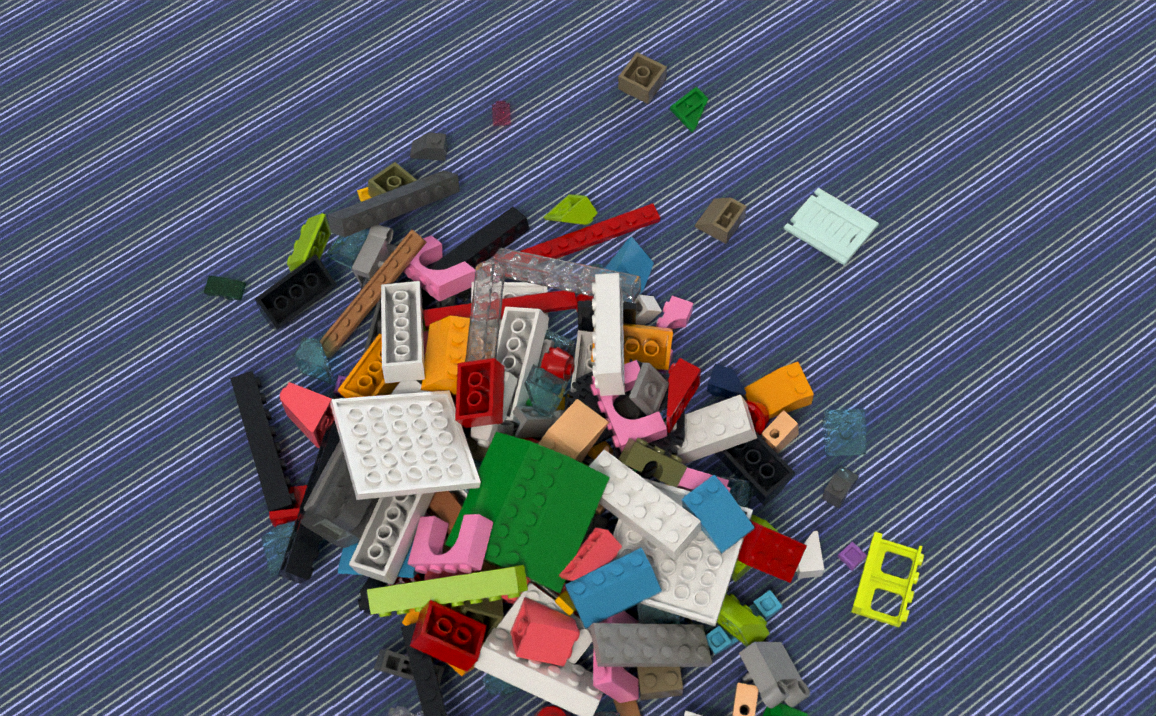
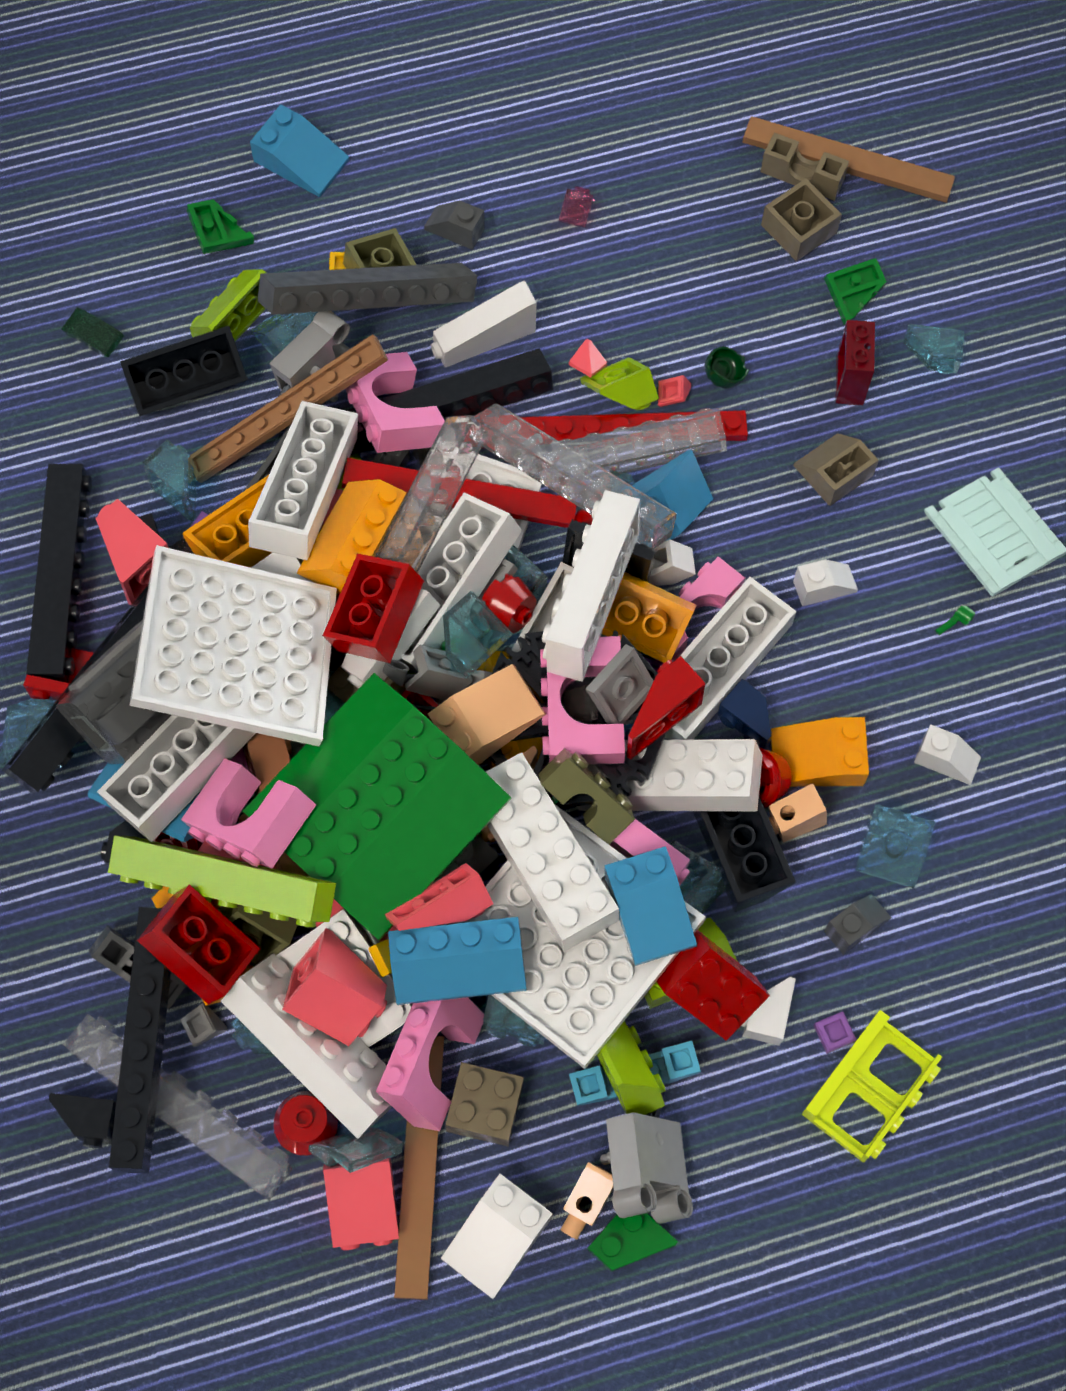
camera: 15 degrees right, 5 degrees up
(278, 198) = (216, 228): none -> green wing
(312, 135) = (297, 151): none -> dark azure slope
(463, 689) = (202, 1025): none -> light grey slope
(475, 203) = (487, 326): none -> white slope
(544, 203) = (588, 359): none -> coral slope
(604, 205) = (673, 390): none -> coral slope
(607, 239) = (653, 441): none -> clear brick
(619, 47) = (787, 164): none -> dark tan arch
(631, 181) = (725, 367): none -> dark green hair
(650, 645) = (482, 1061): light grey plate -> none
(655, 33) = (861, 161): none -> medium nougat tile
(703, 344) = (732, 649): none -> white brick
(709, 153) = (855, 362): none -> dark red window
(740, 290) = (823, 581): none -> white slope
(753, 128) = (936, 347): none -> clear light blue slope
(831, 282) = (963, 615): none -> green hand
(854, 367) = (947, 755): none -> white slope

